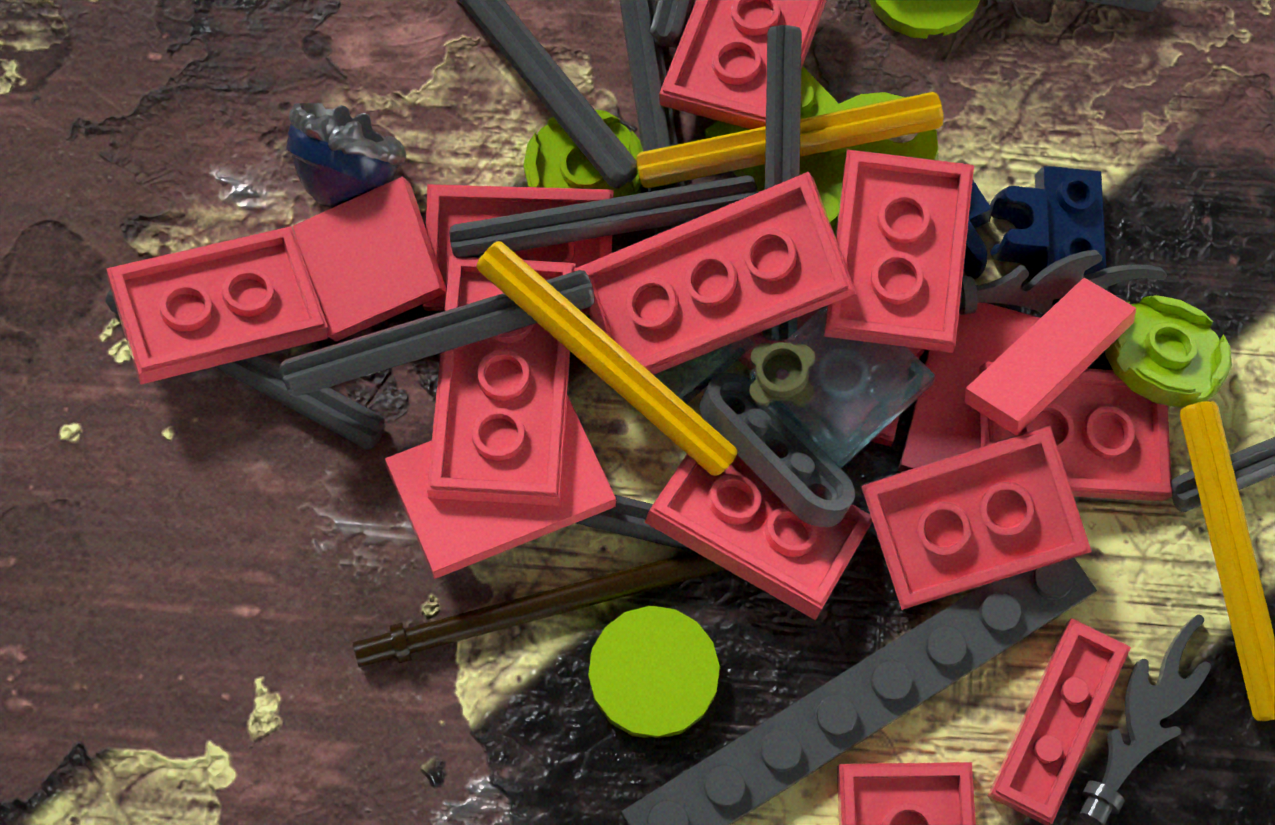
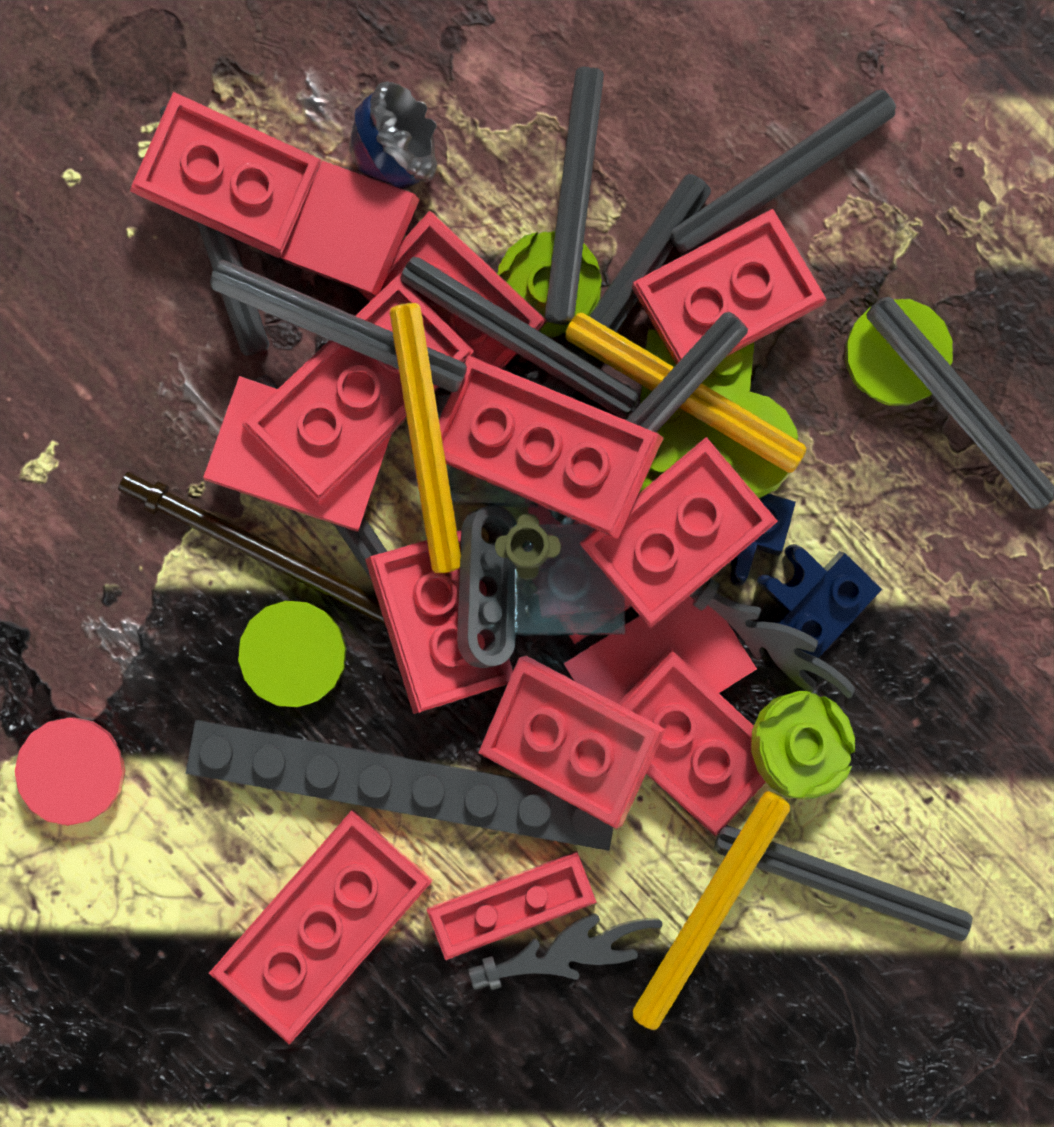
camera: 45 degrees right, 15 degrees up
(1049, 356) = (713, 684): coral tile -> none

